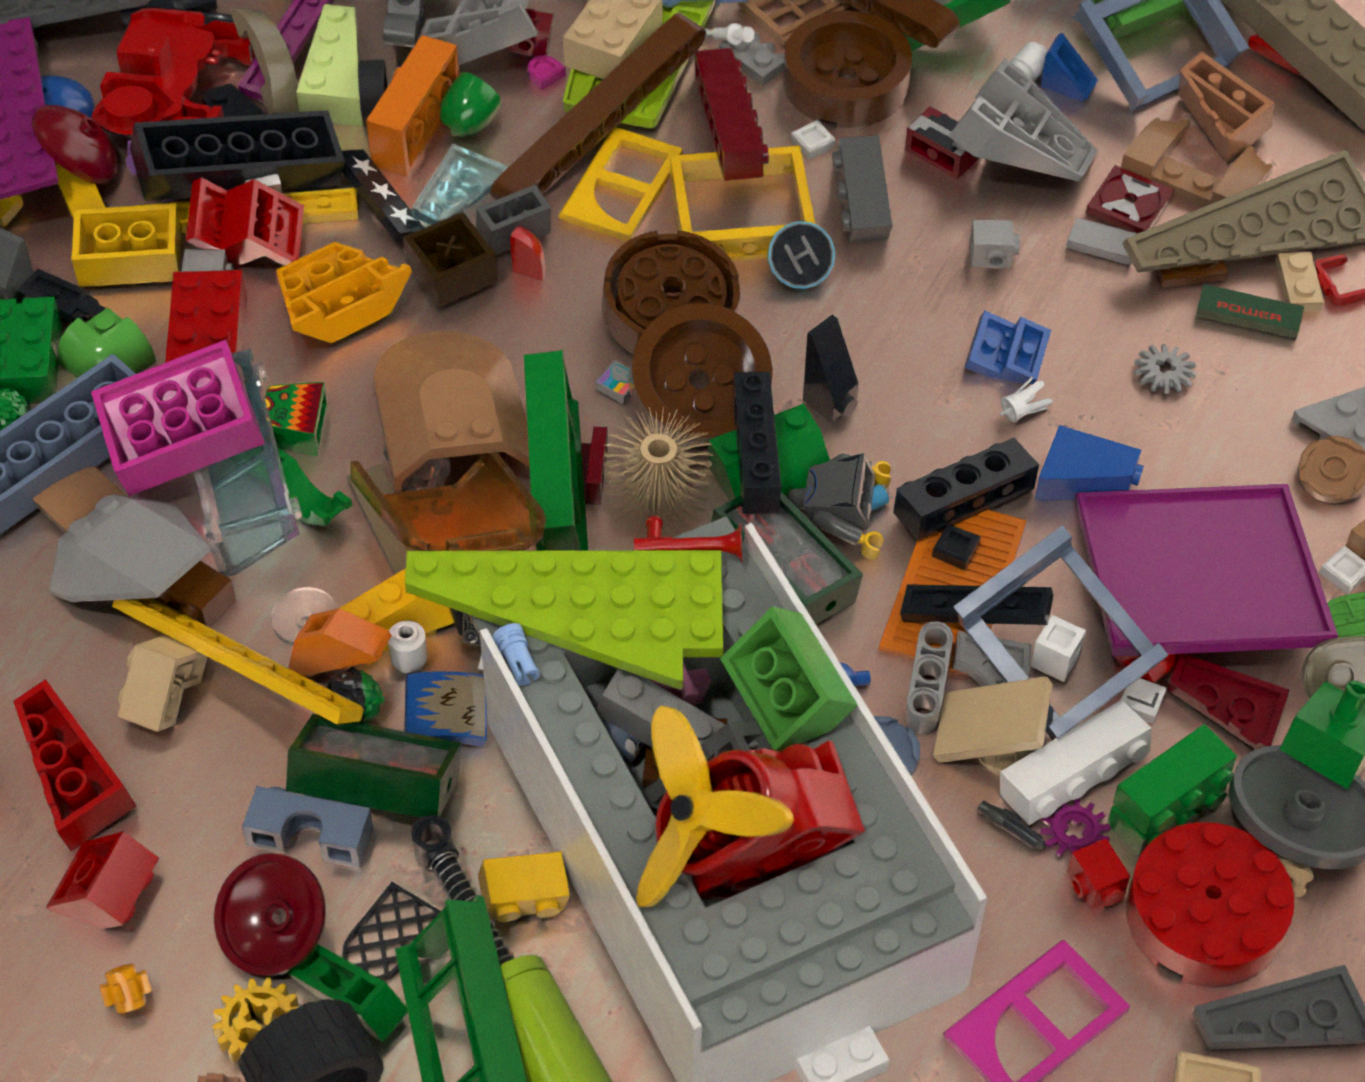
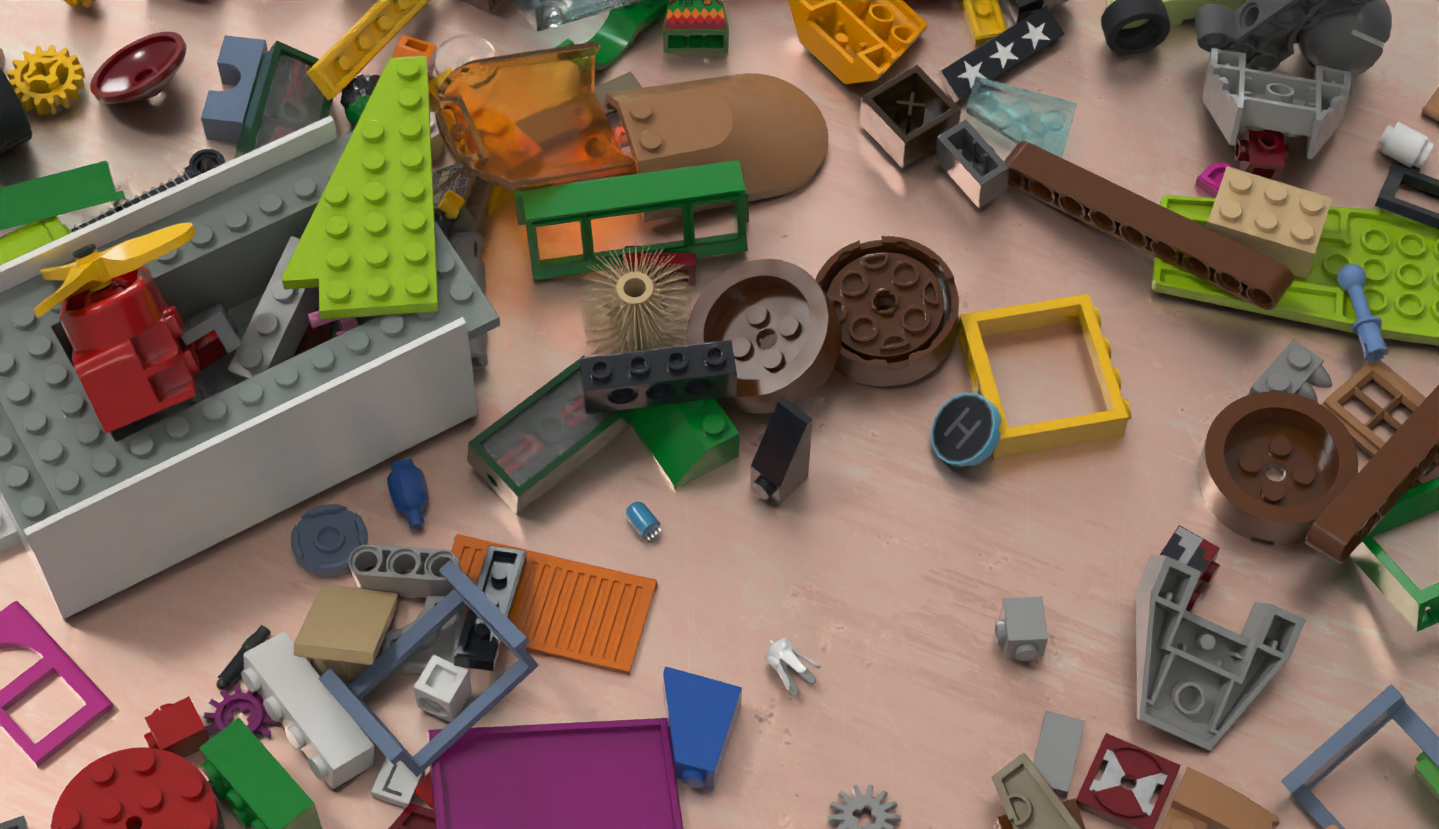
camera: 85 degrees right, 5 degrees up
(336, 978) = (69, 136): green slope -> none
(376, 907) = (180, 162): black window -> none
(411, 106) = (1117, 58): orange brick -> none
(469, 105) = (1125, 109): green piece -> none
(513, 646) = (322, 149): light blue pin -> none
(527, 254) = (937, 182): red brick -> none
(582, 206) = (1021, 234): yellow window -> none
(727, 543) = (445, 255): red piece -> none
(730, 114) = (1159, 341): dark red brick -> none
(732, 34) = (1300, 343): white piece -> none
(787, 679) = (281, 366): bright green slope -> none
(813, 139) = (1165, 445): white tile -> none
(841, 498) = (631, 481): dark grey torso -> none
(862, 188) = (1076, 485): dark grey wedge -> none
(956, 546) = (583, 599): black tile -> none
(965, 488) = (677, 650): black brick -> none
(1007, 349) = (872, 650): blue slope -> none
(1030, 59) = (1333, 665): white brick -> none
(1066, 71) = (1329, 706): blue slope -> none

